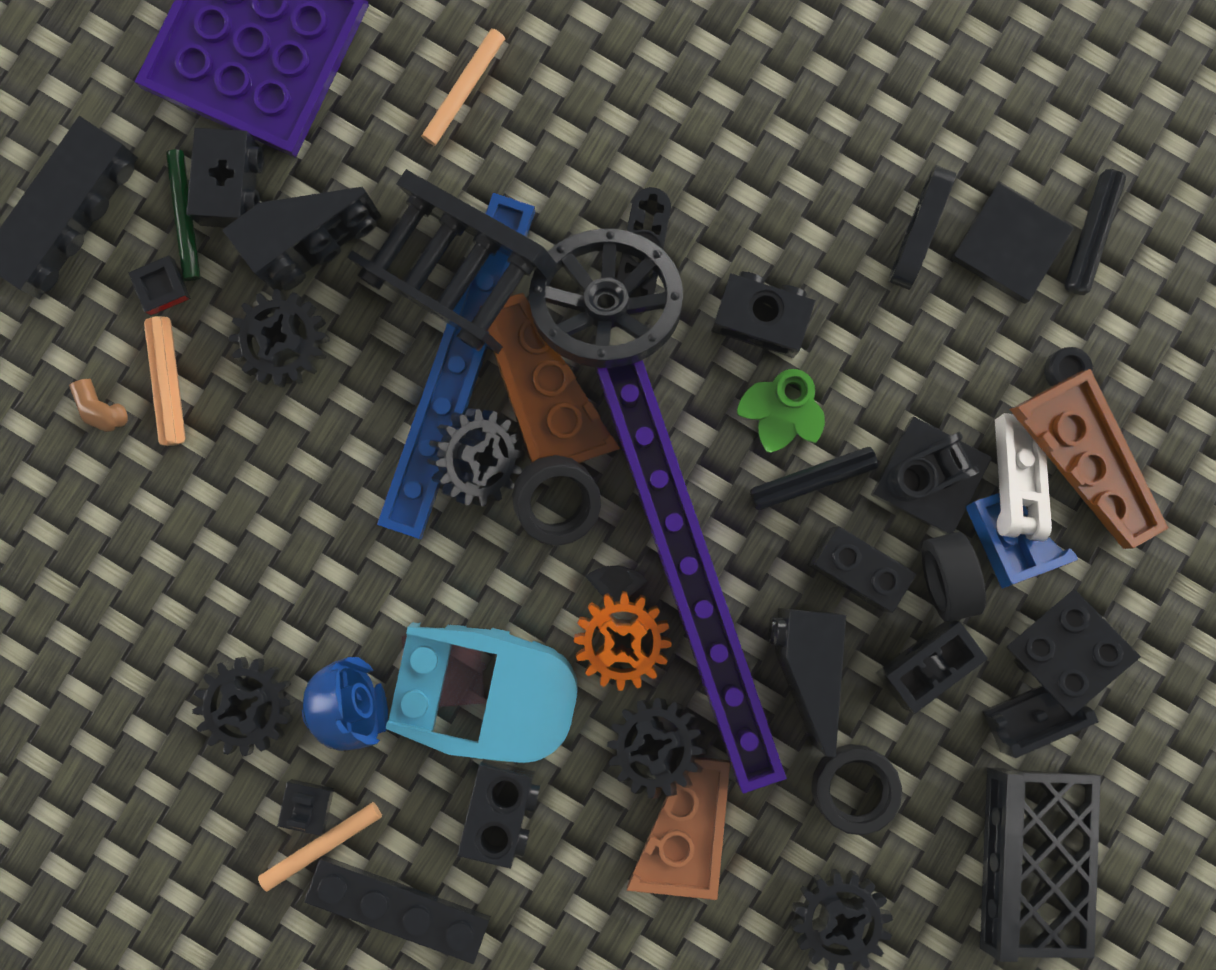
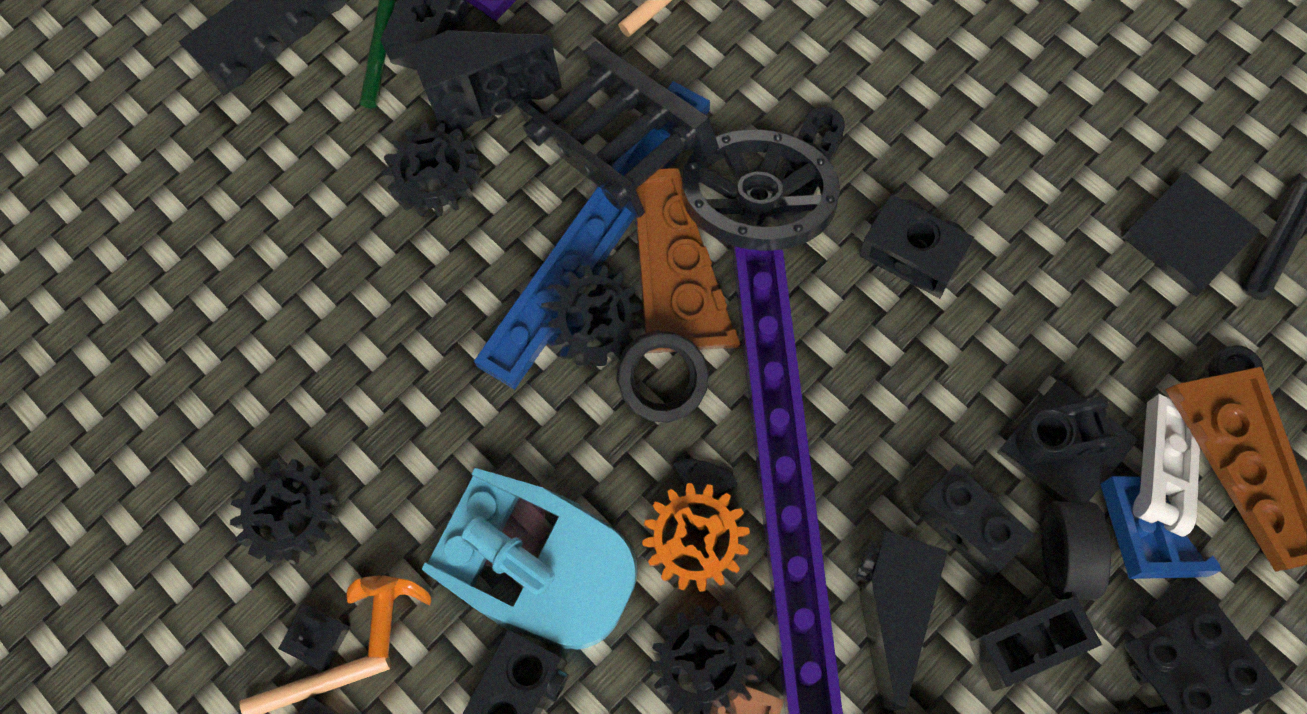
camera: 20 degrees right, 15 degrees down
(94, 411) = (238, 200): medium nougat arm -> none
(159, 285) = (336, 102): black plate -> none
(164, 381) = (312, 188): light nougat axle -> none
(344, 706) = (385, 532): blue cylinder -> none
(357, 763) = (385, 591): none -> orange plant
(461, 702) = (507, 555): none -> medium azure axle
(783, 417) = (915, 350): bright green plate -> none
(814, 478) = (938, 419): black axle -> none
(922, 227) = (1097, 197): black beam -> none

